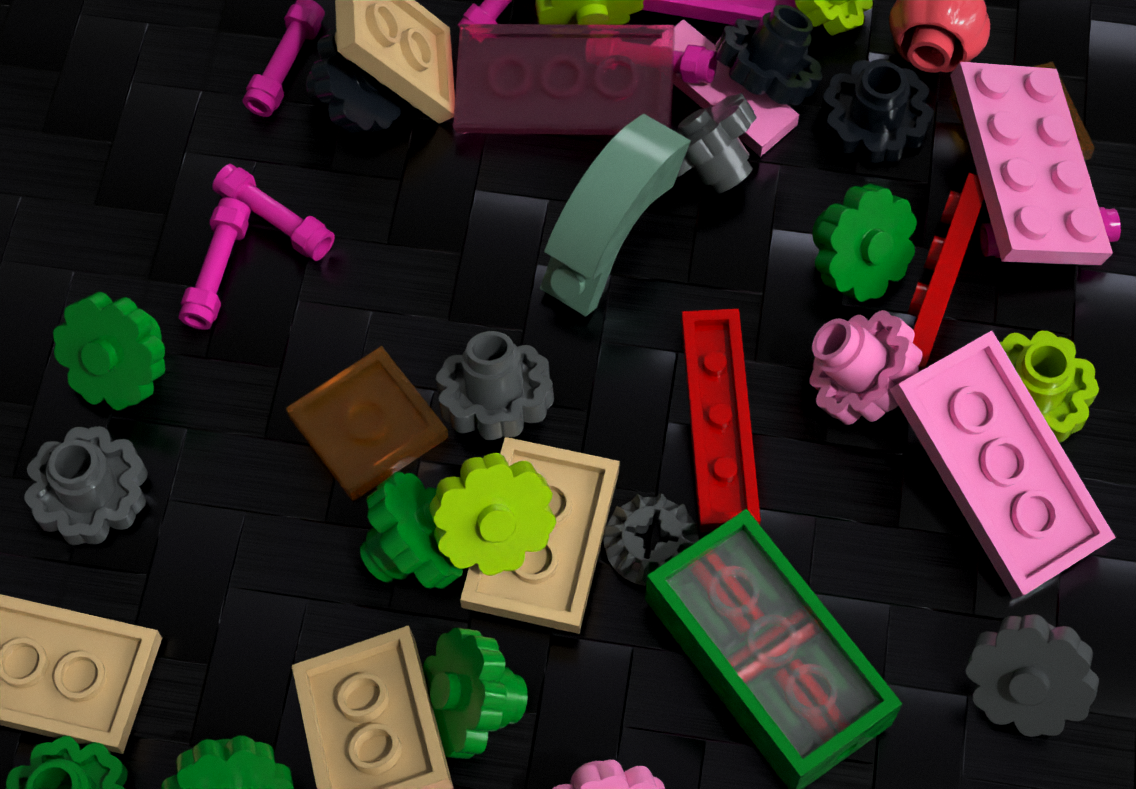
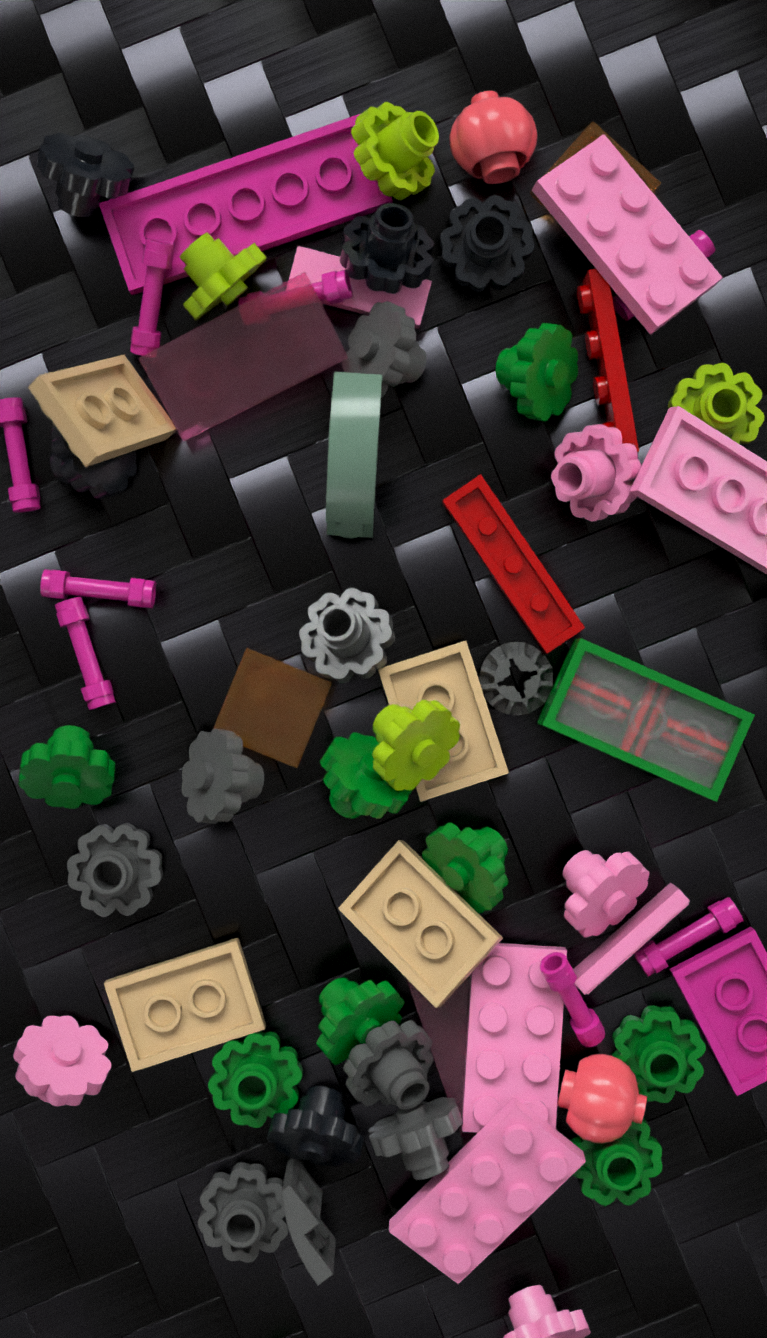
camera: 30 degrees left, 25 degrees up
(265, 447) = (219, 777): none -> dark grey plant

